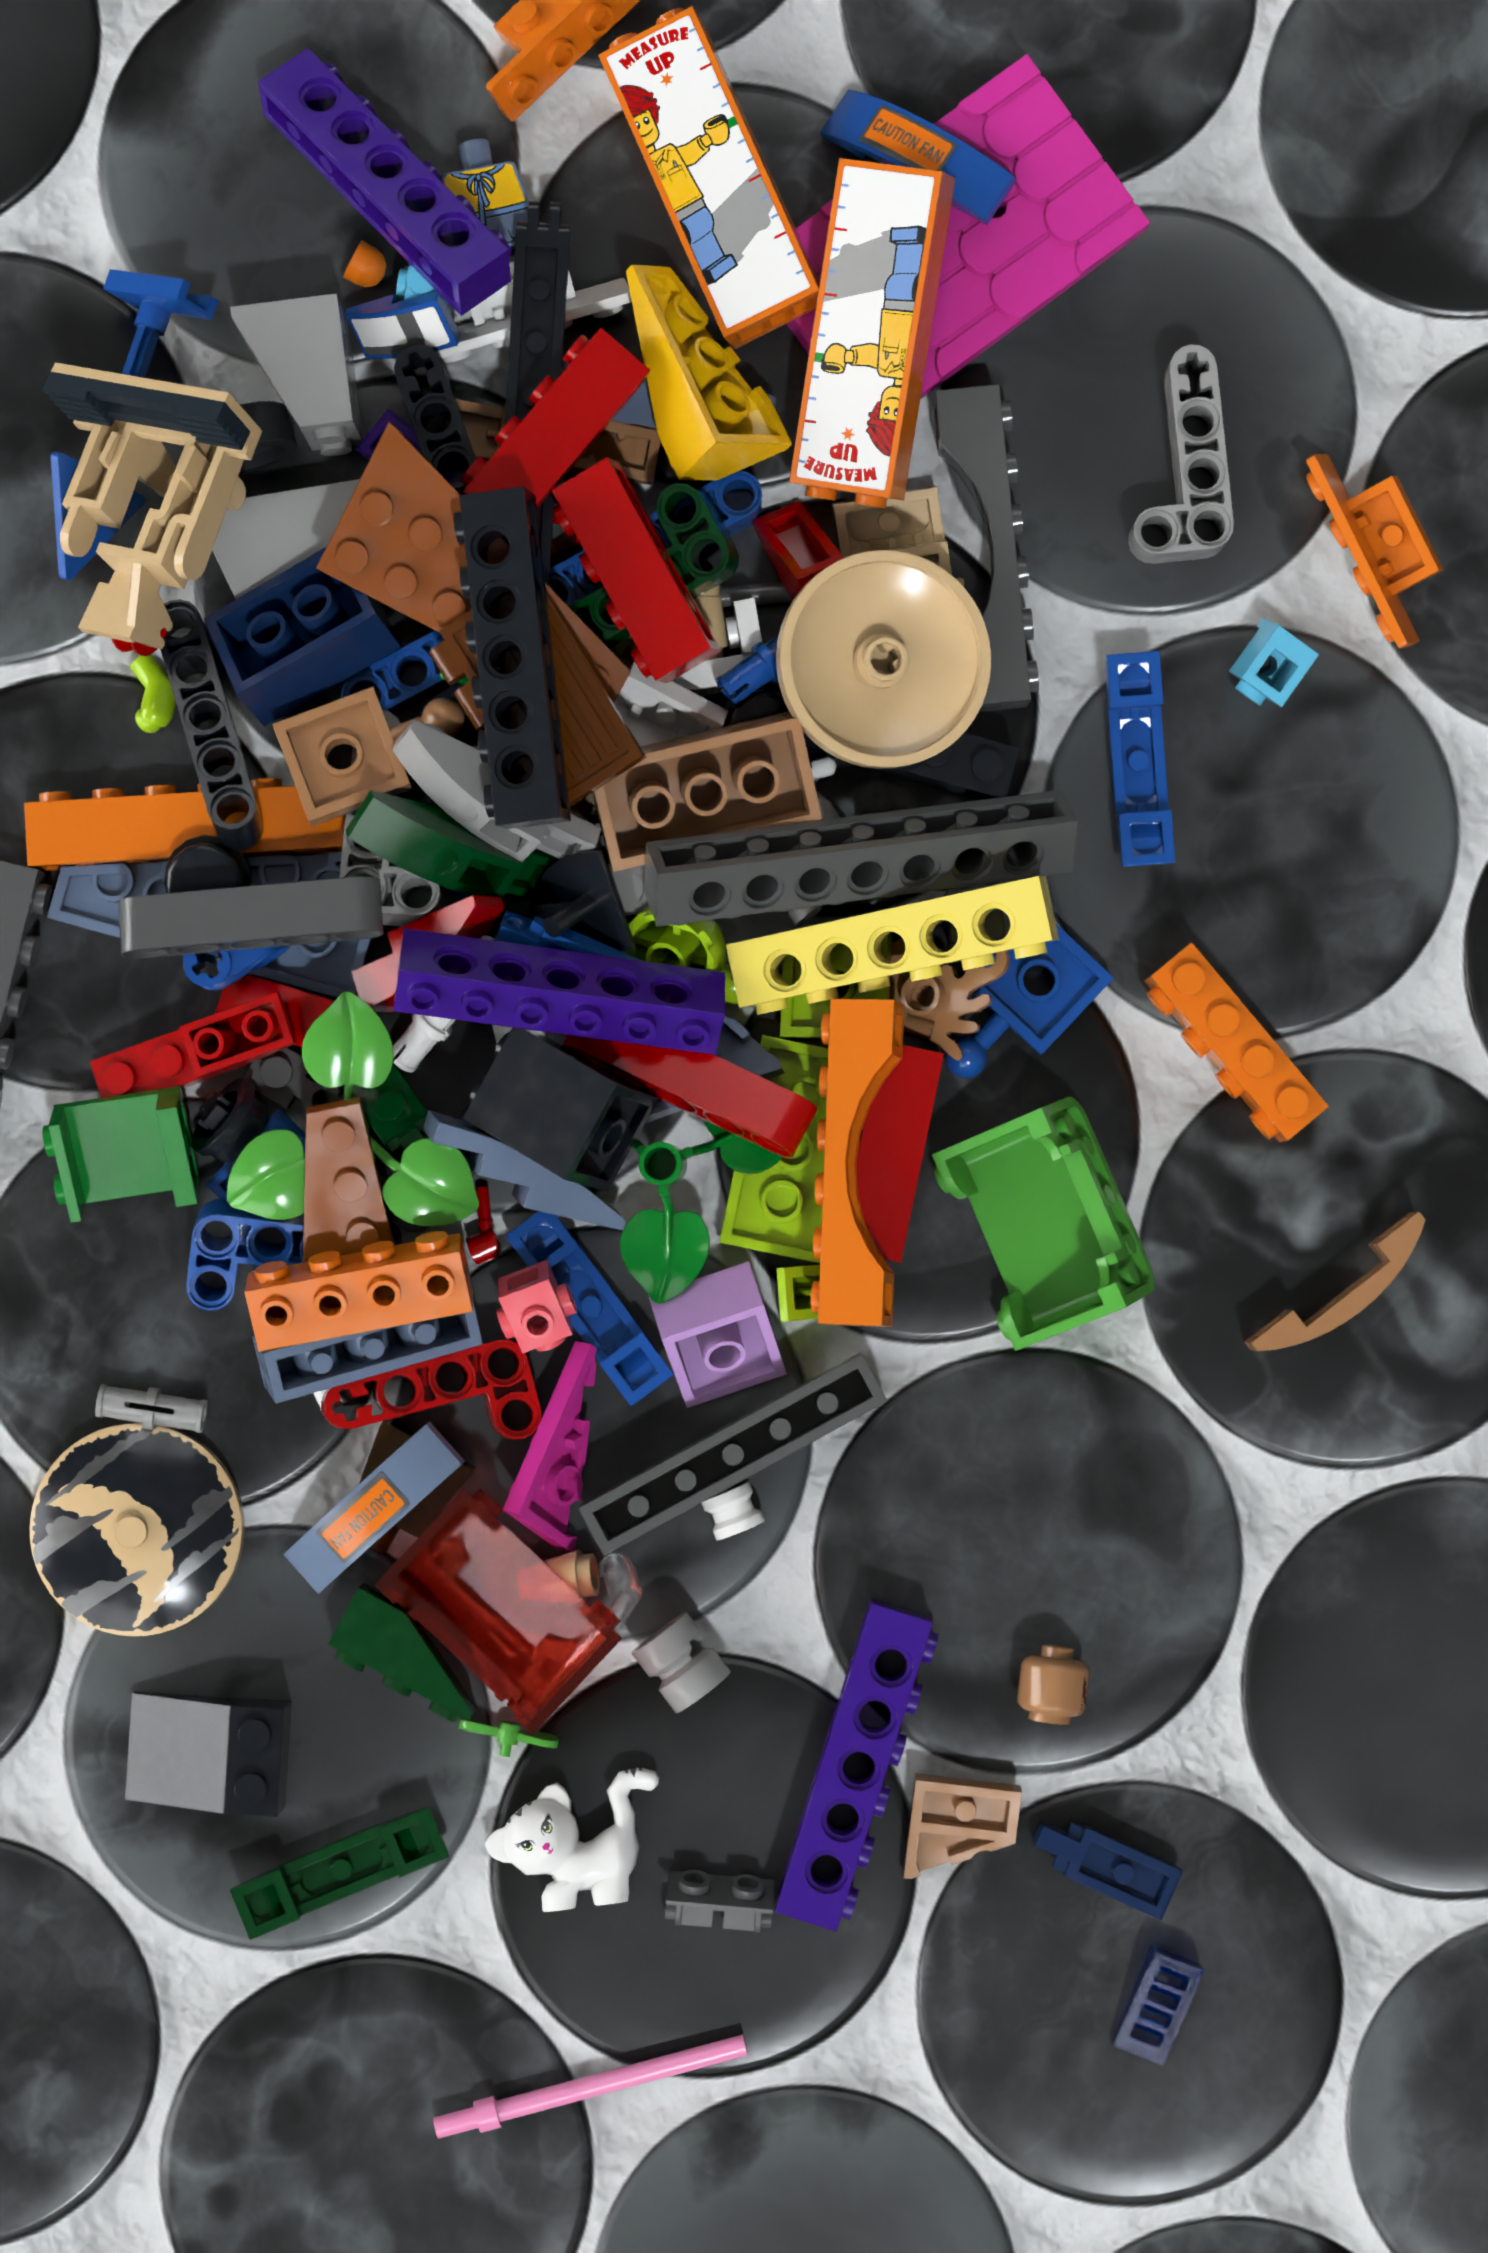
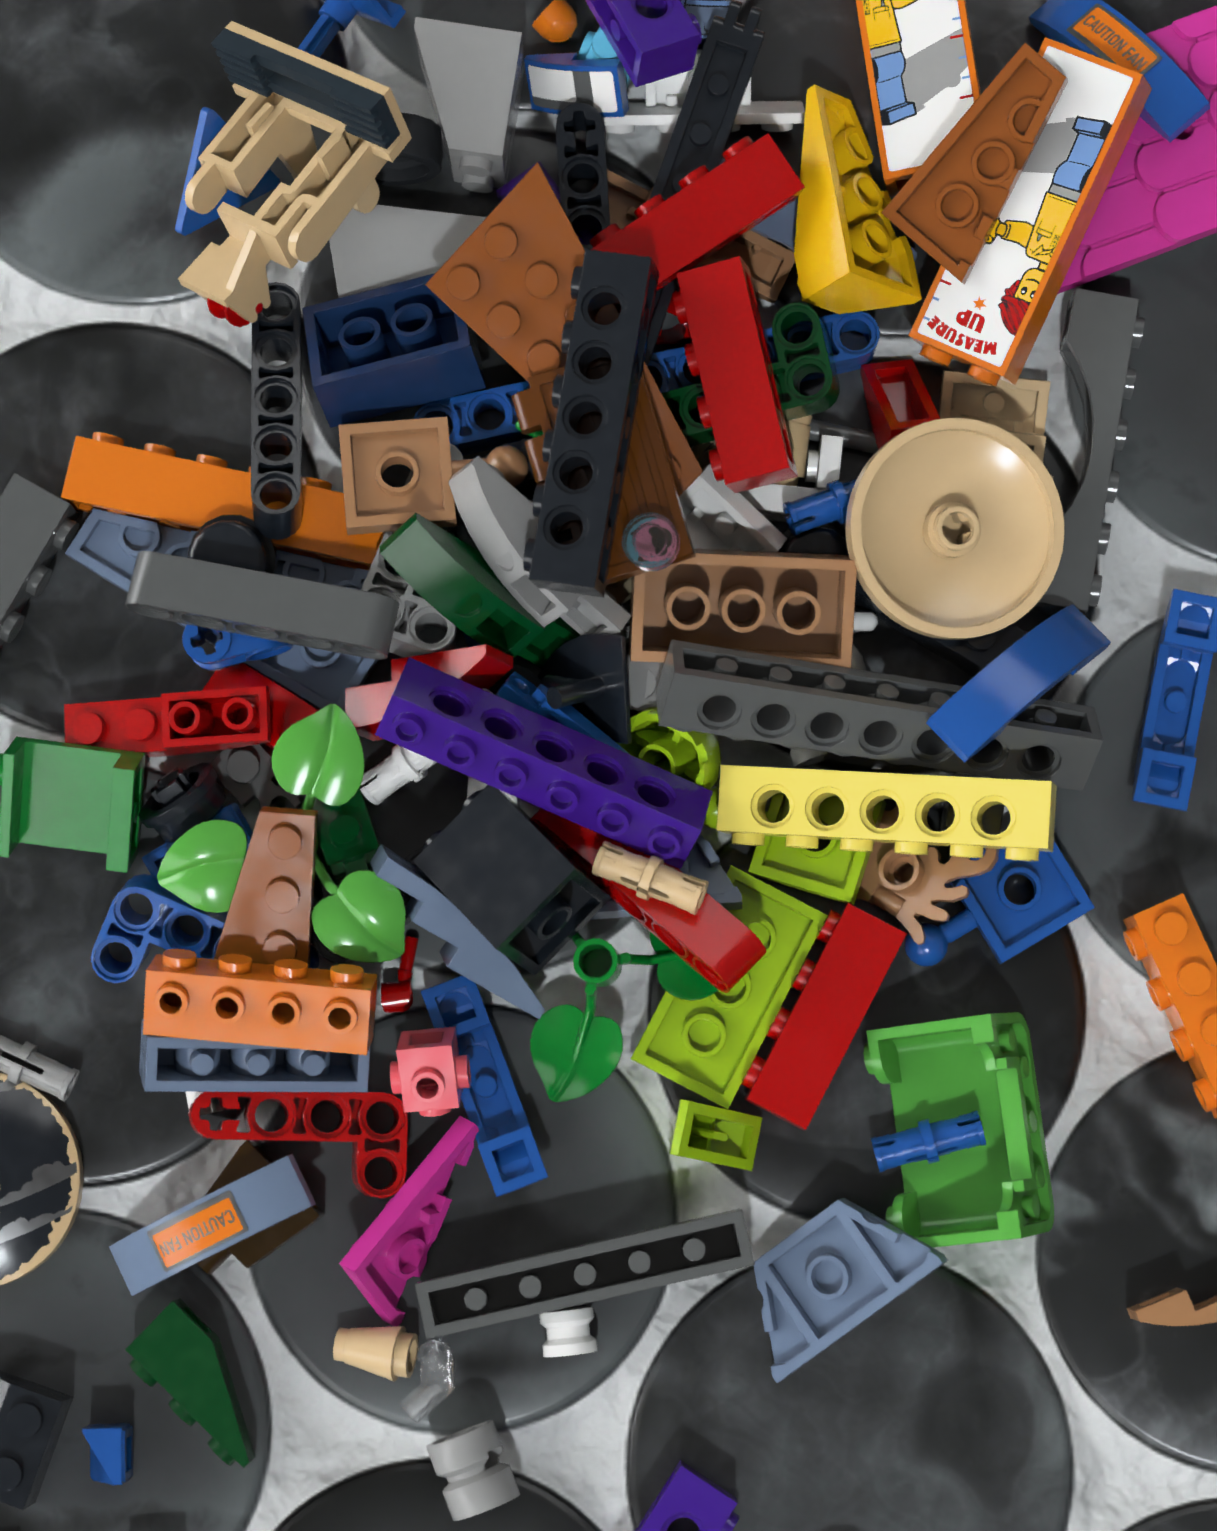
camera: 15 degrees right, 5 degrees down
(158, 698) = (235, 376): lime arm -> none
(341, 1742) = (110, 1452): none -> blue slope
(501, 1608) = (308, 1363): clear red windscreen -> none
(509, 1734) = (281, 1493): bright green piece -> none
(600, 756) = (651, 542): none -> clear smoke tile
(689, 1071) = (650, 877): none -> tan pin
(719, 1336) = (604, 1151): lavender slope -> none
(806, 310) = (973, 170): none -> dark orange wing
(862, 1053) = (827, 908): orange arch -> none
(965, 1393) = (834, 1279): none -> sand blue wing
(982, 787) = (1017, 680): none -> blue slope
(1017, 1240) = (928, 1141): none -> blue pin

